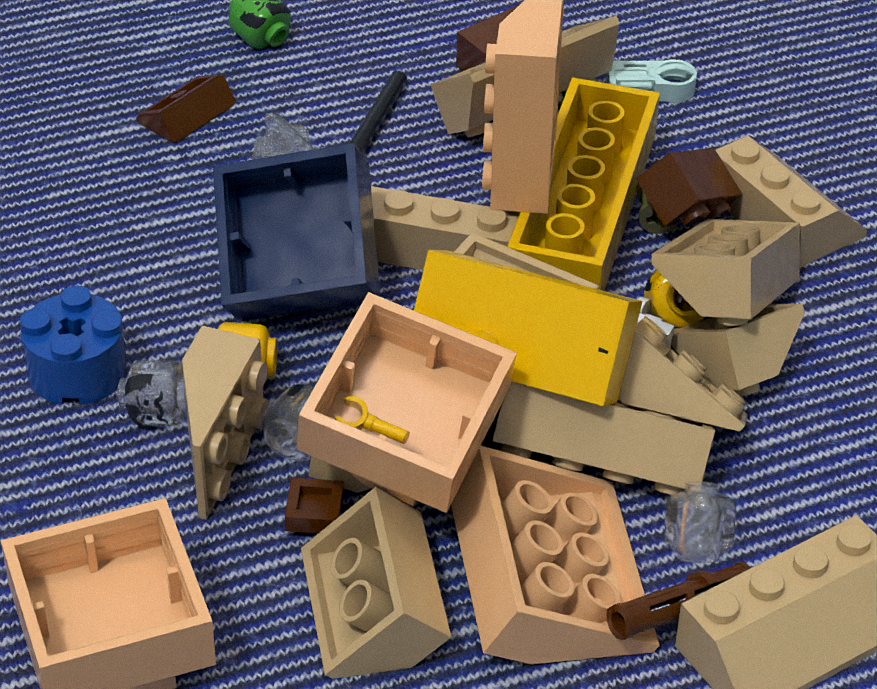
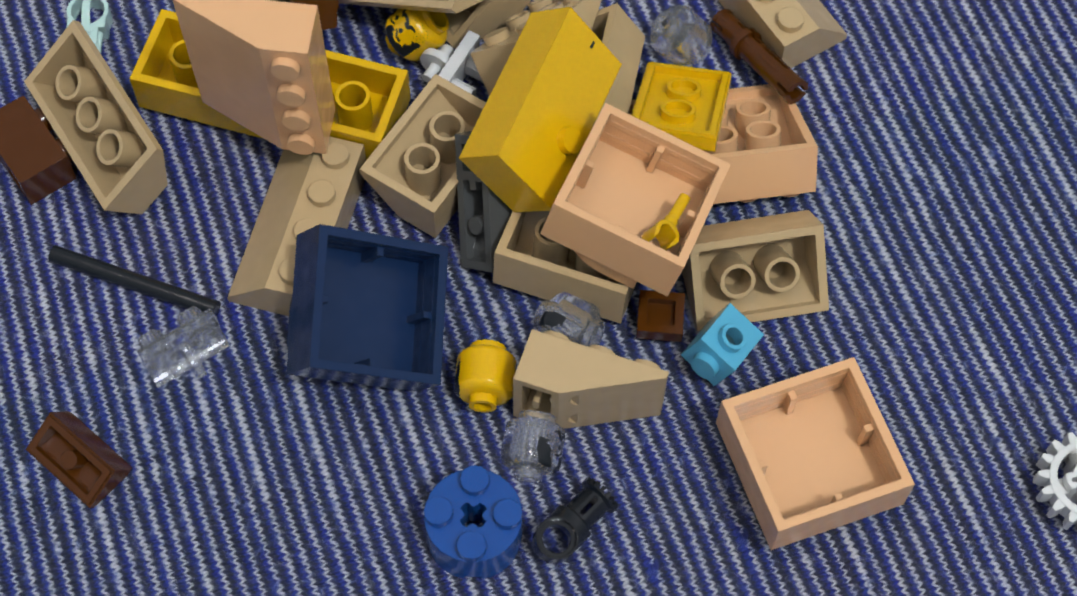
camera: 90 degrees left, 20 degrees up
(57, 425) = (573, 522): none -> black connector
(264, 544) = (722, 345): none -> medium azure brick
(589, 511) = (684, 102): none -> yellow tile

